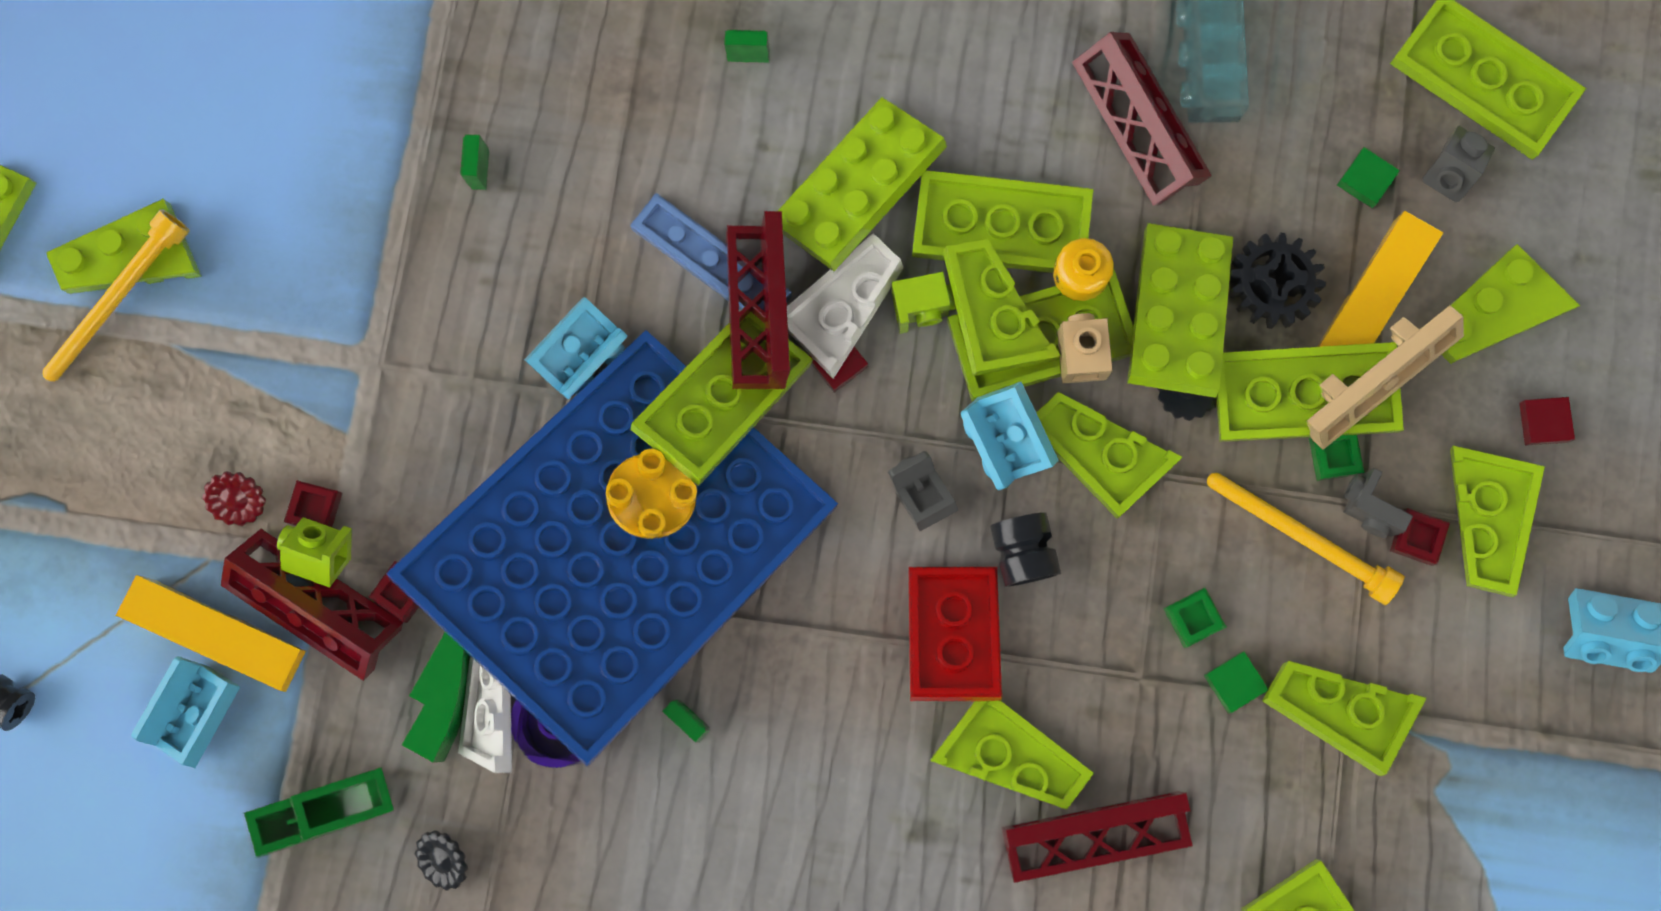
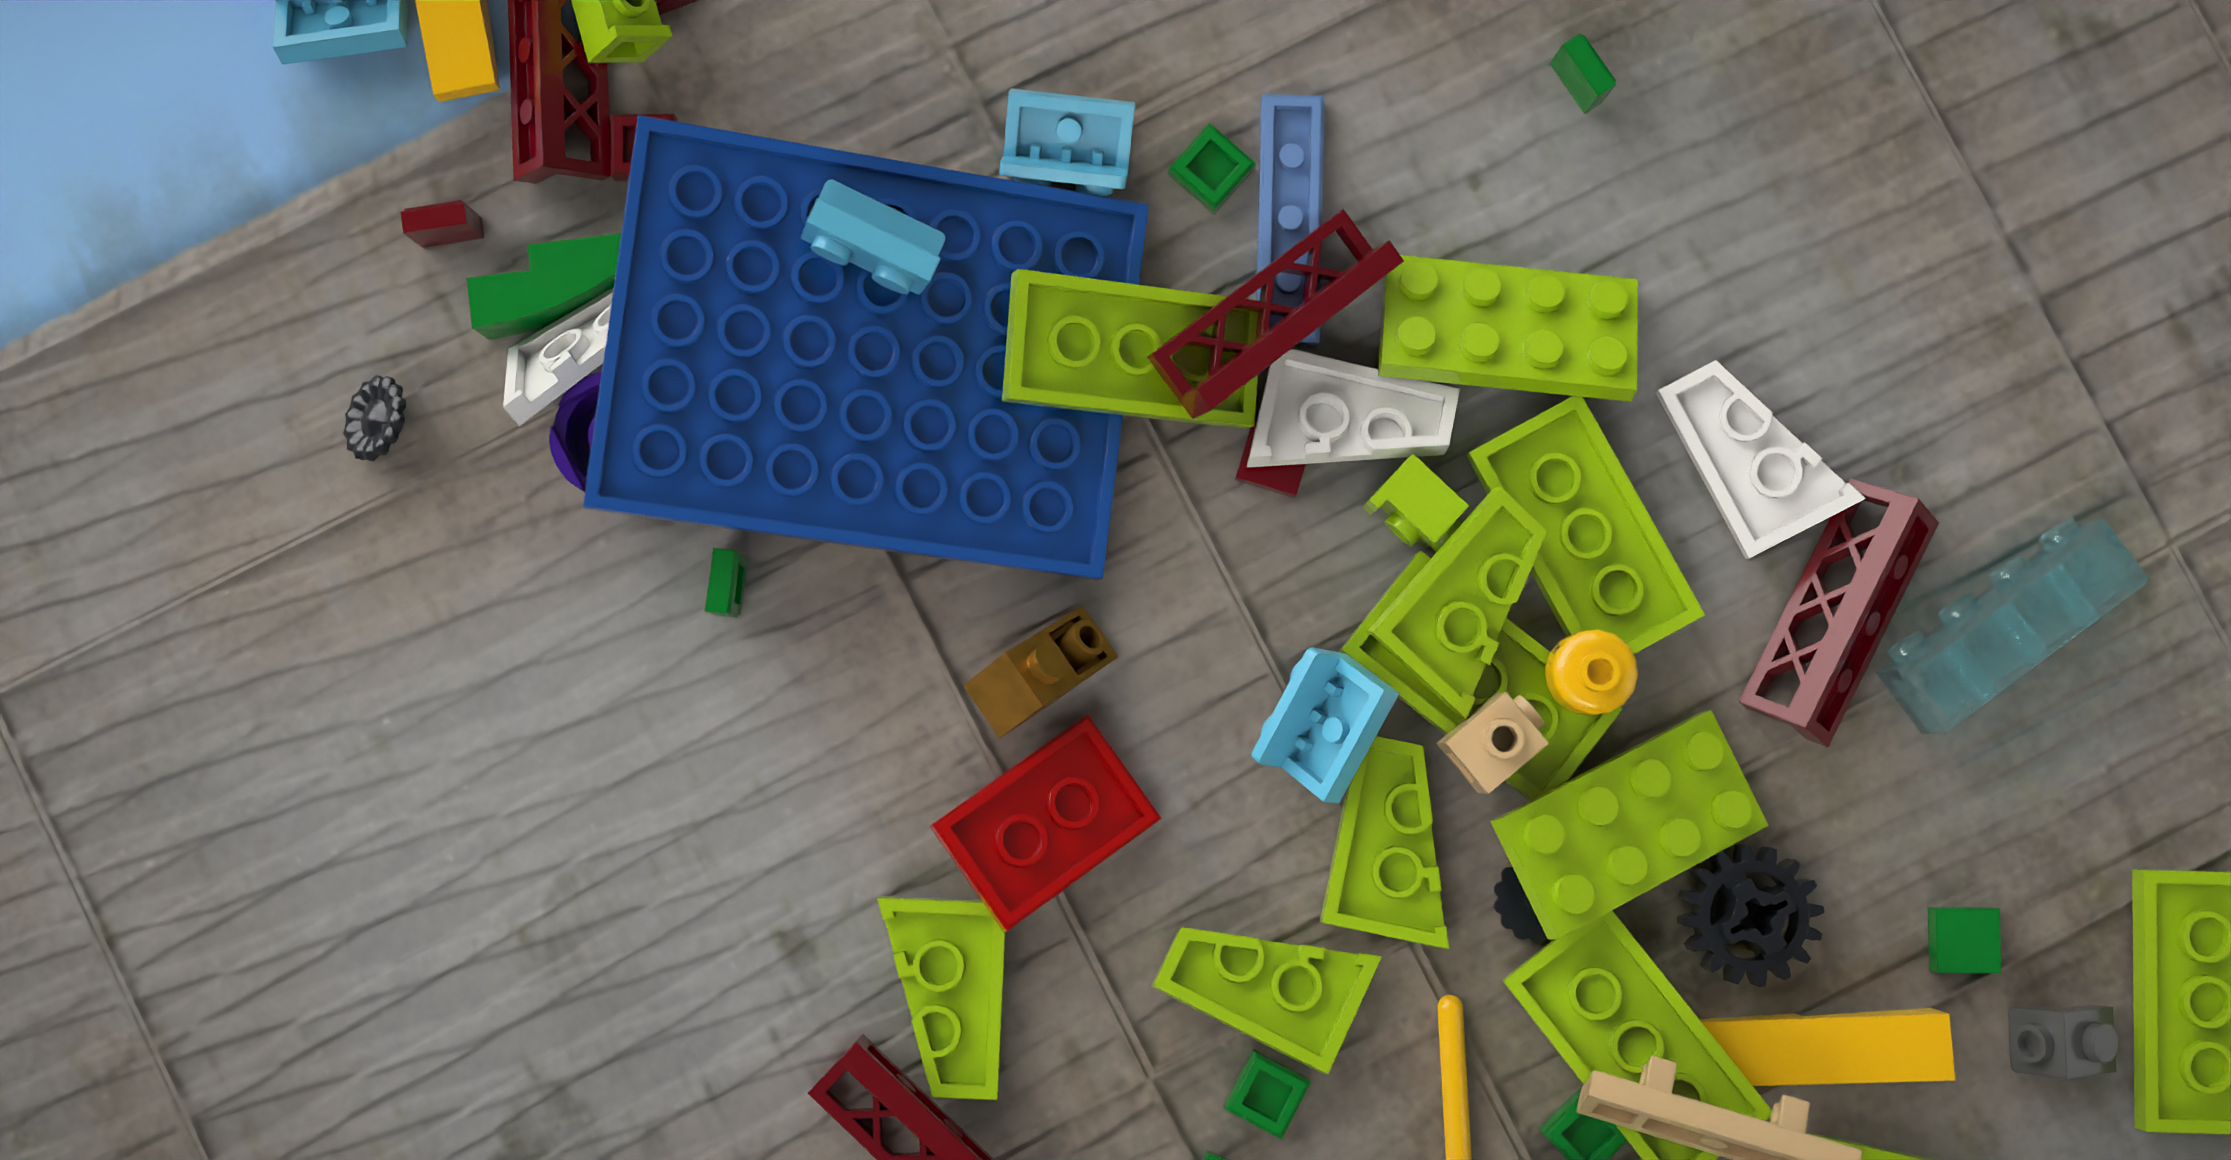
camera: 45 degrees right, 5 degrees up
(318, 812) = (329, 240): green slope -> none
(358, 739) = (442, 223): none -> dark red tile
(555, 489) = (873, 236): none -> medium azure bracket
(650, 282) = (1211, 168): none -> green tile
(650, 496) = (948, 353): yellow dish -> none
(865, 576) = (1040, 671): none -> pearl gold slope
(922, 490) = (1188, 667): dark grey bracket -> none
(1025, 107) = (1750, 462): none -> white wing
(1025, 549) = (1203, 838): black wheel -> none
(1137, 574) = (1270, 990): none -> lime wing

